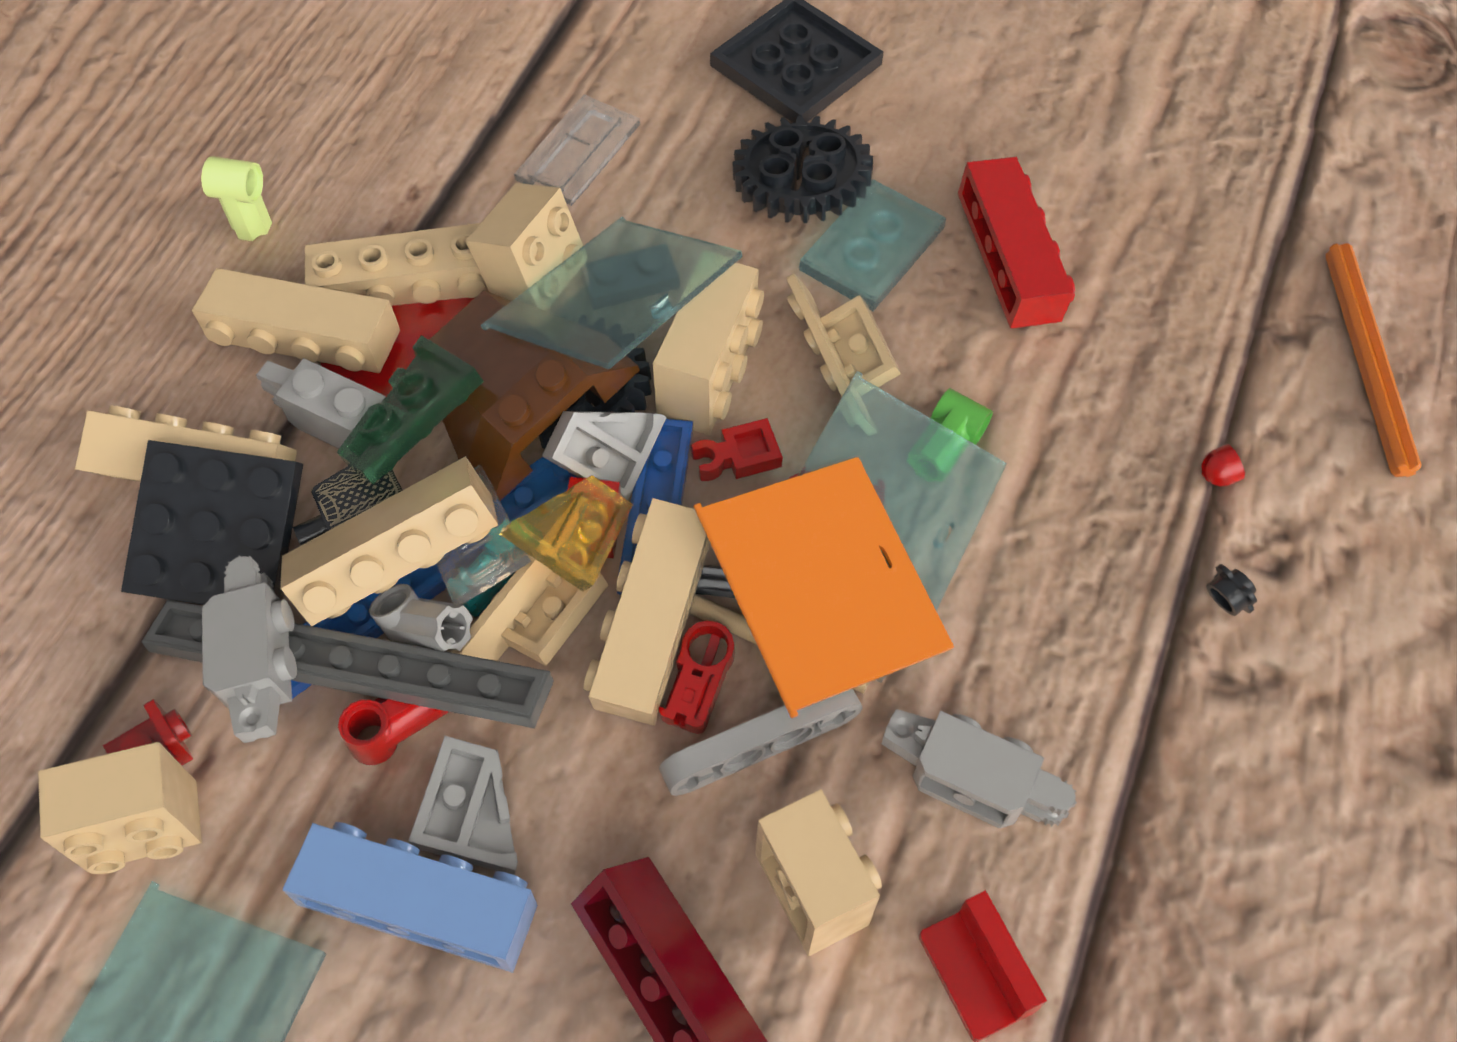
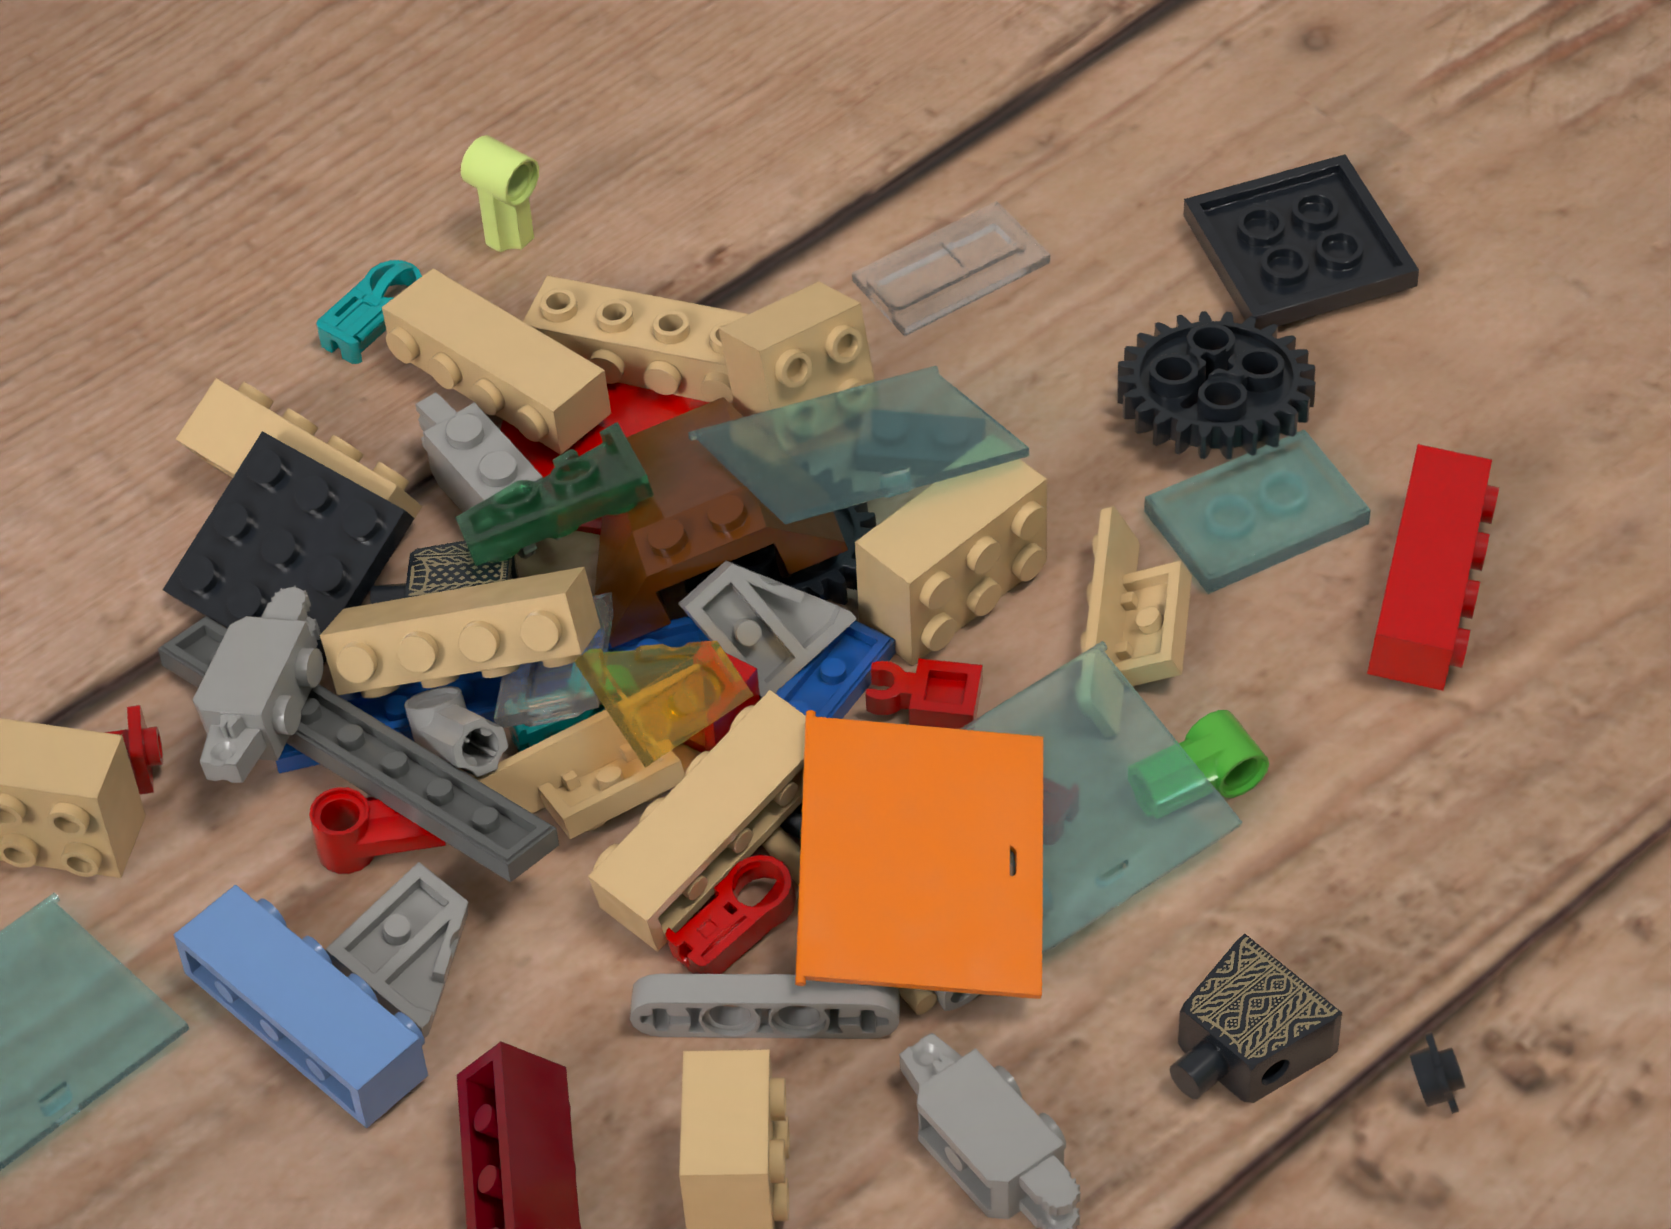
camera: 30 degrees right, 10 degrees down
(172, 318) = (359, 315): none -> teal piece
(1096, 607) = (1252, 1027): none -> black torso
(1222, 466) = (1528, 934): red hinge -> none

